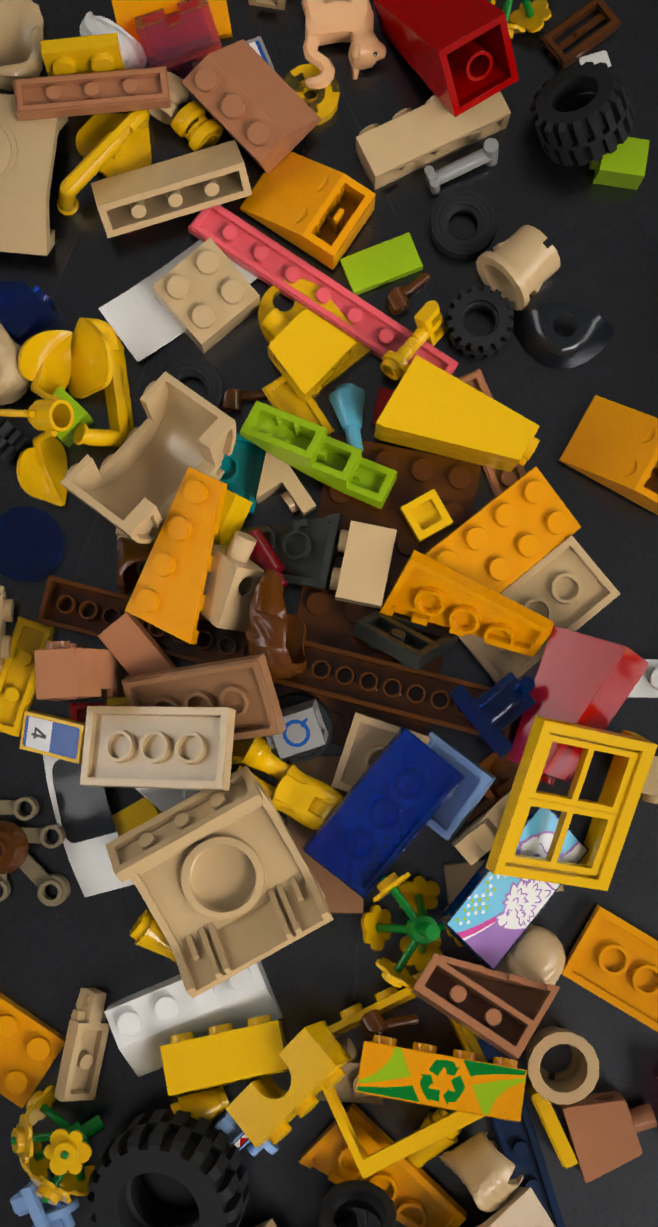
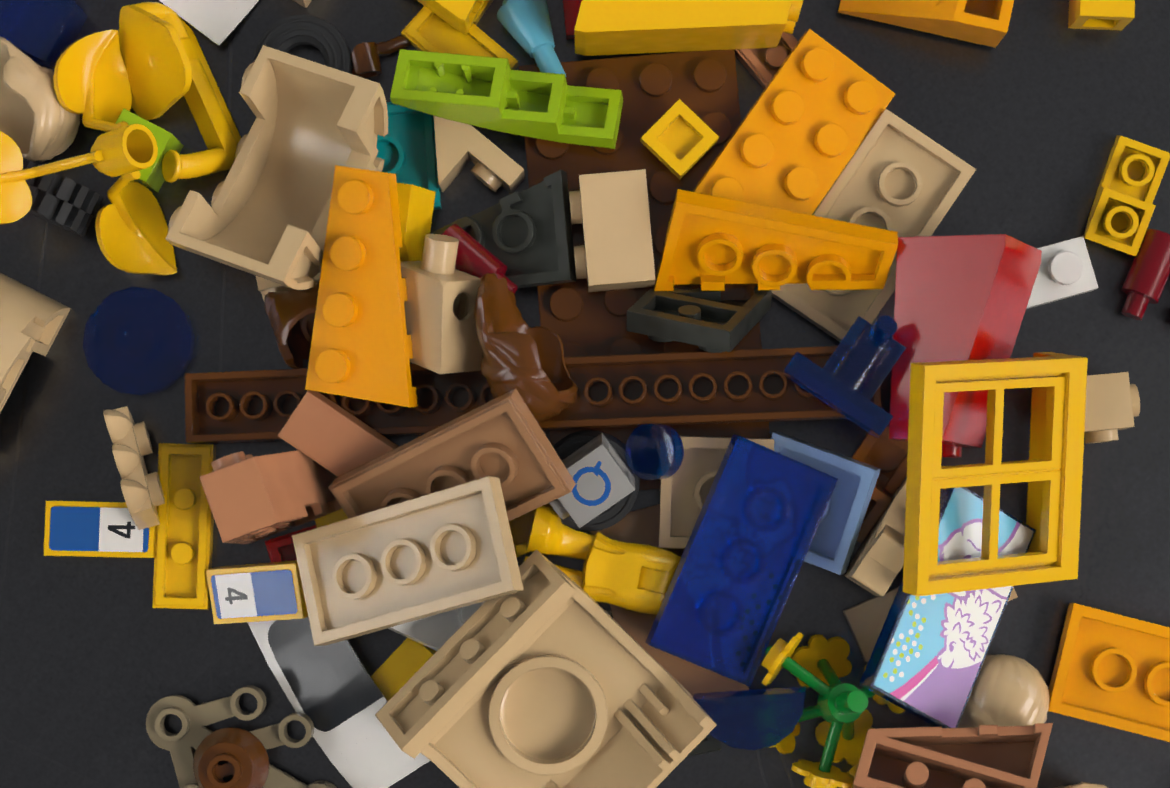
camera: 15 degrees left, 0 degrees up
(346, 721) = (654, 451): none -> clear blue tile
(360, 920) = (753, 716): none -> clear blue tile

